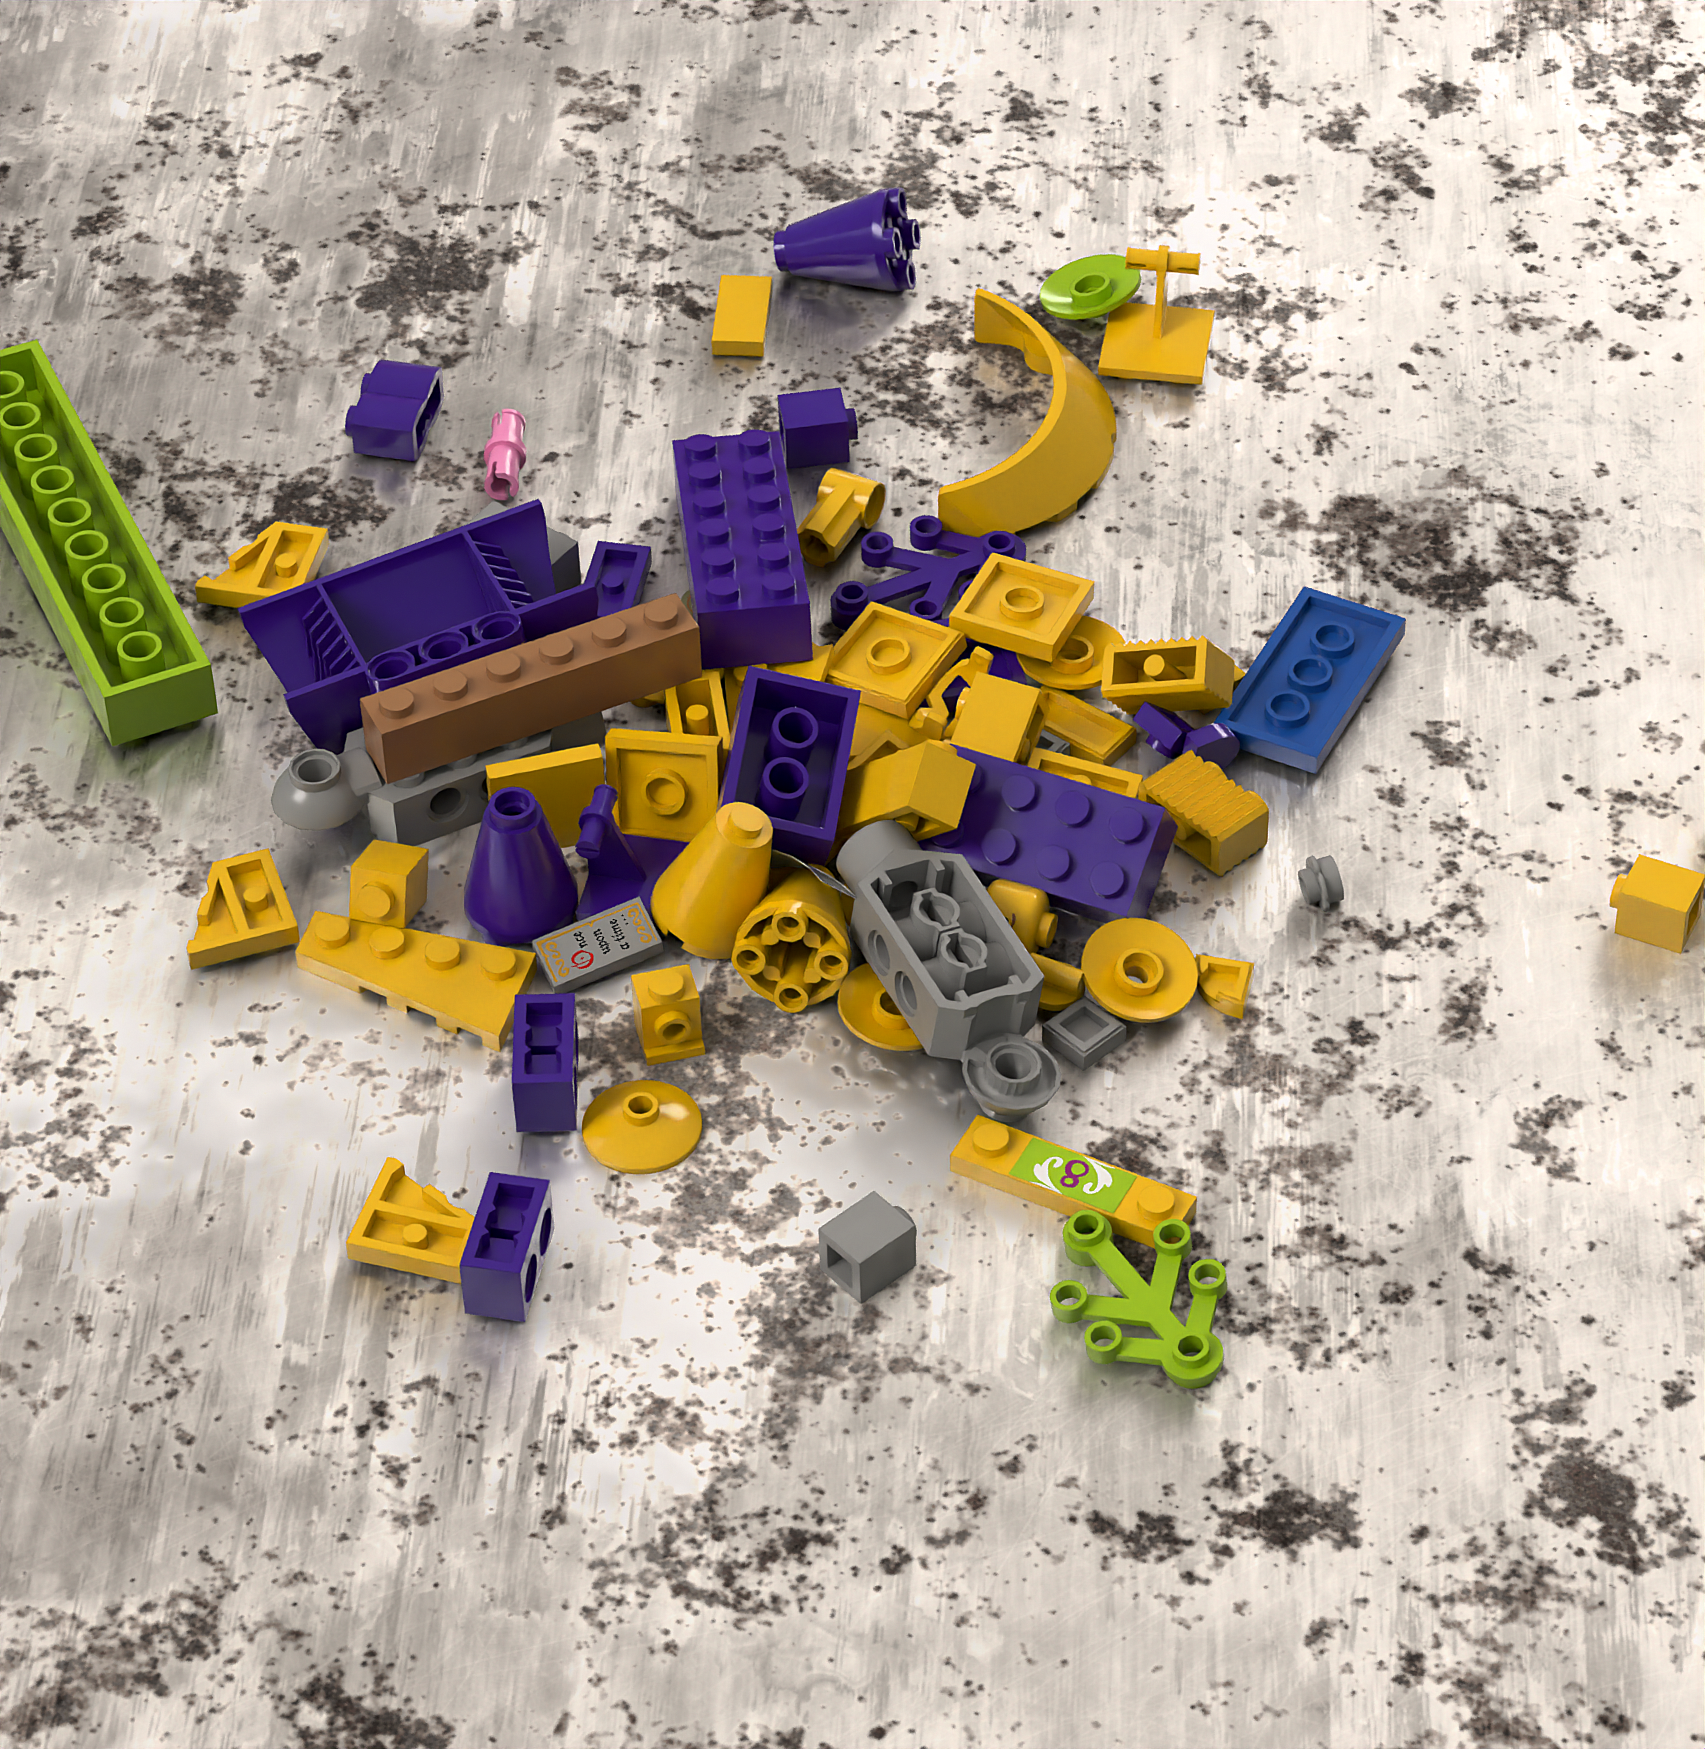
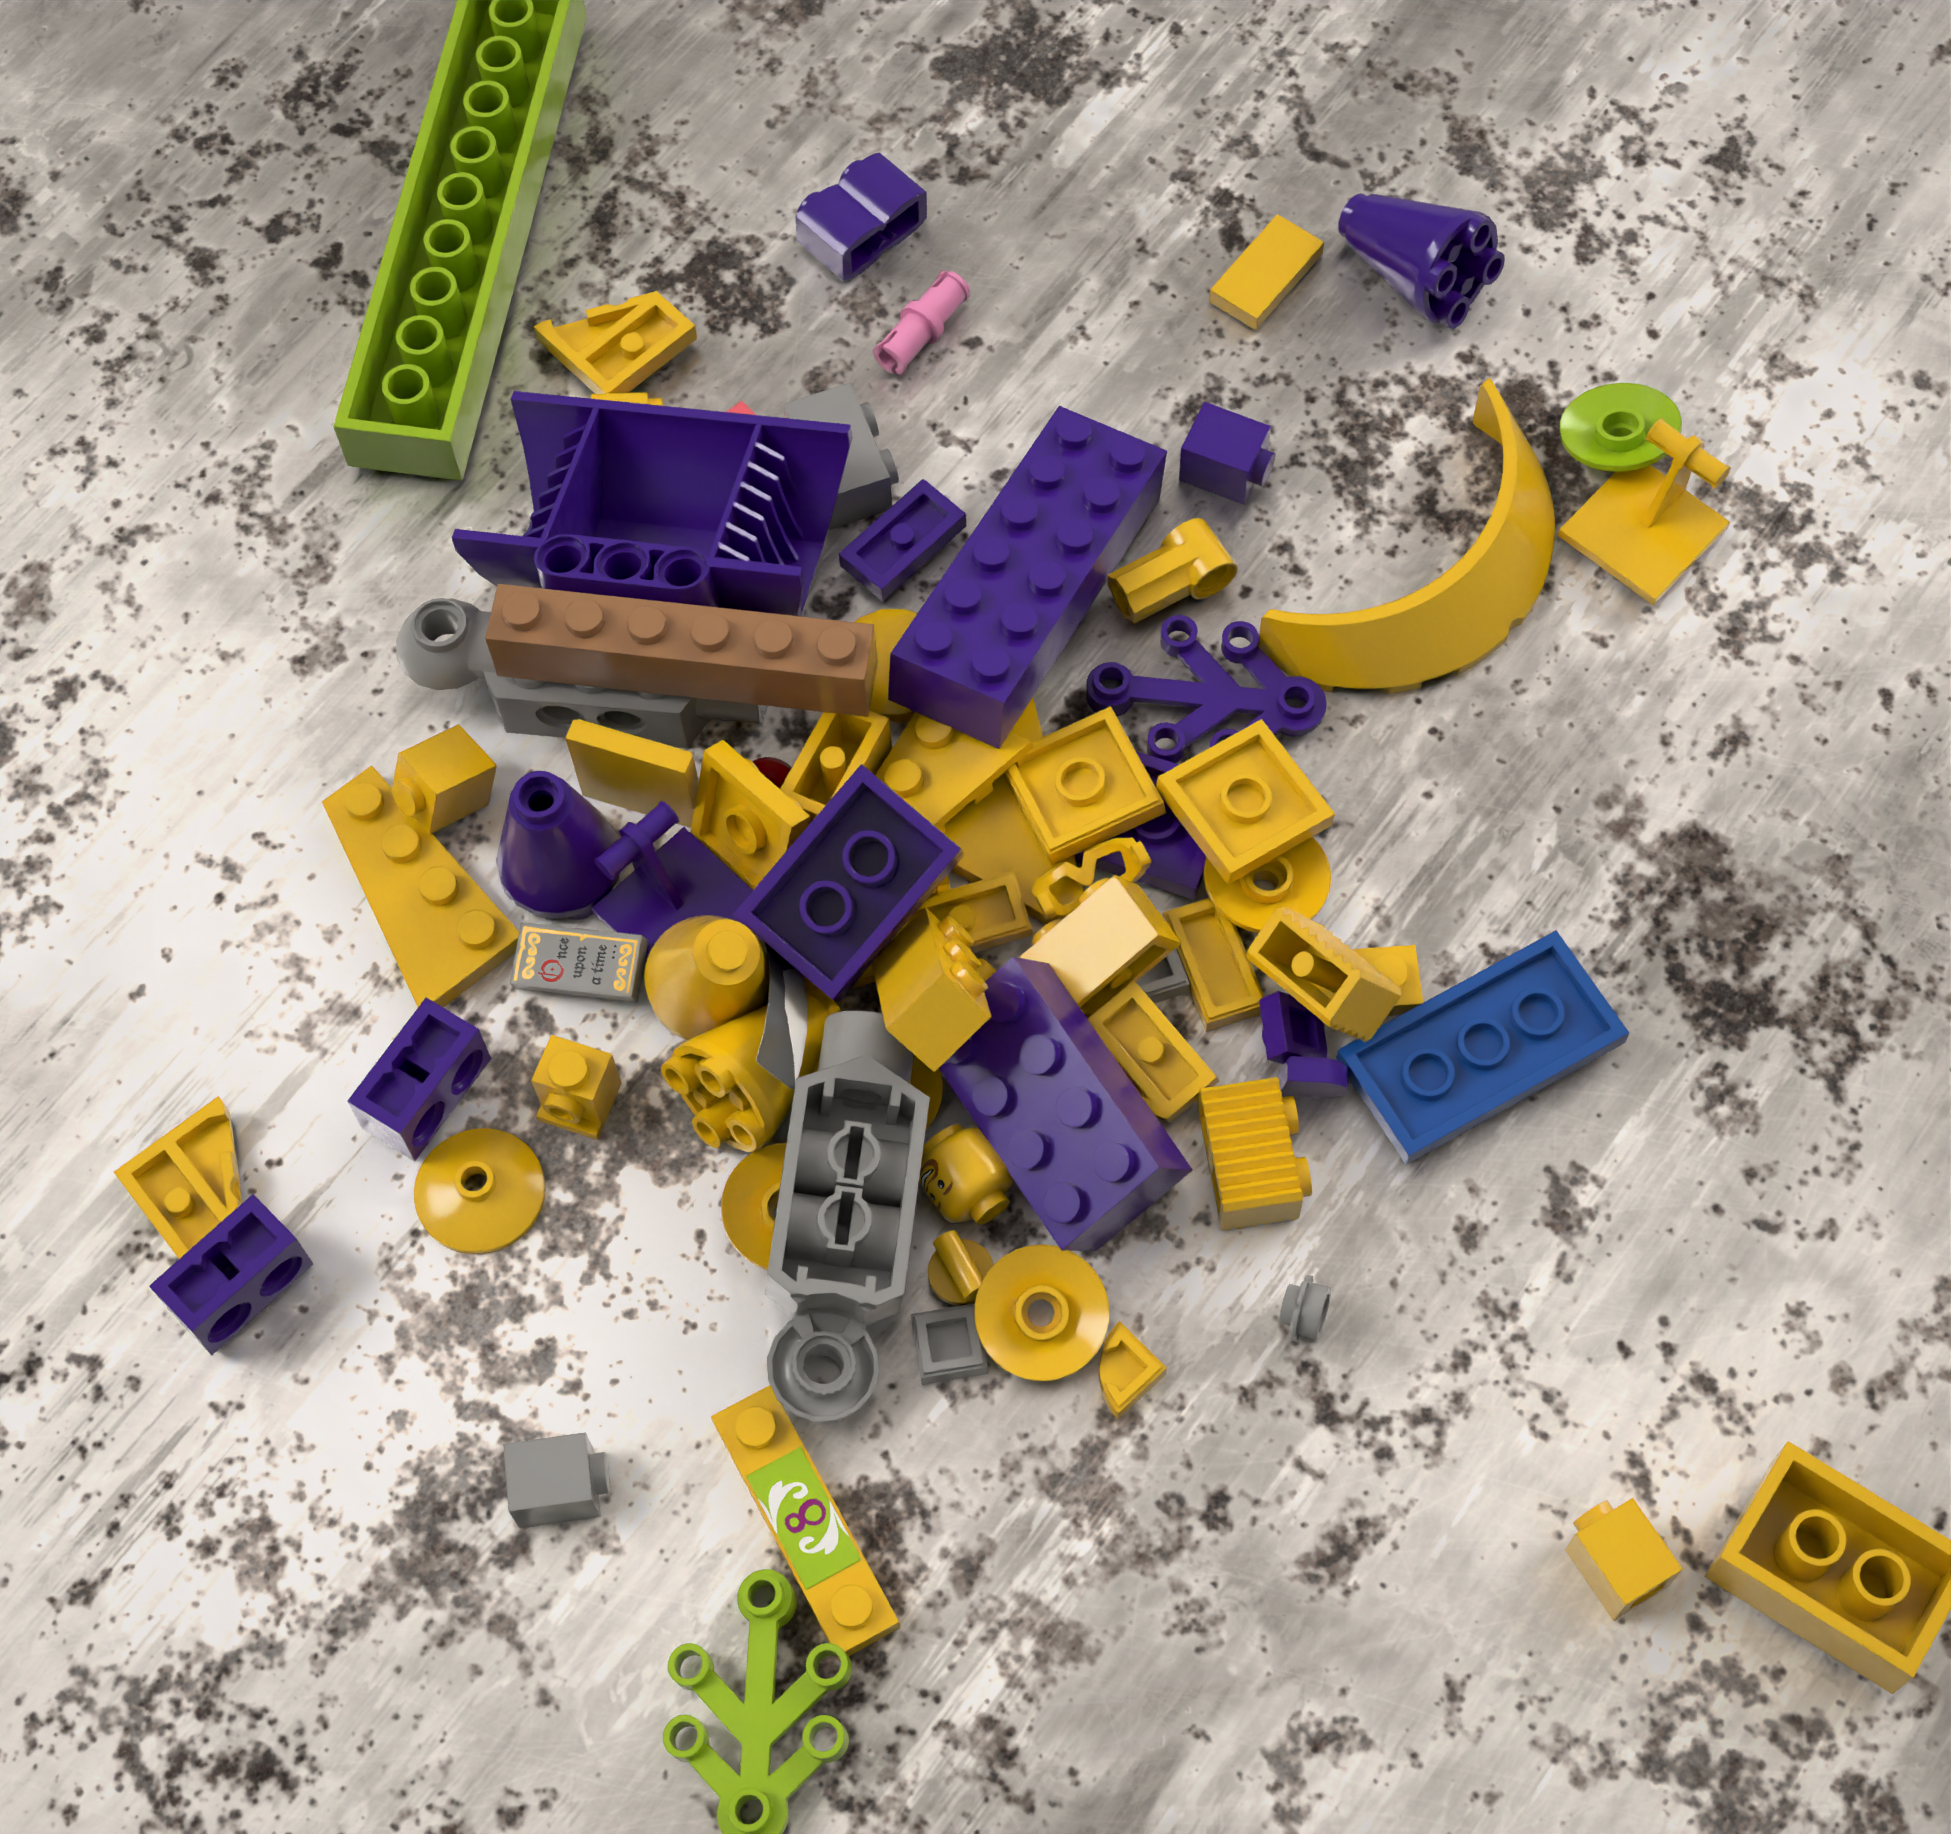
camera: 35 degrees right, 20 degrees up
(242, 911) = (312, 727): yellow wing -> none

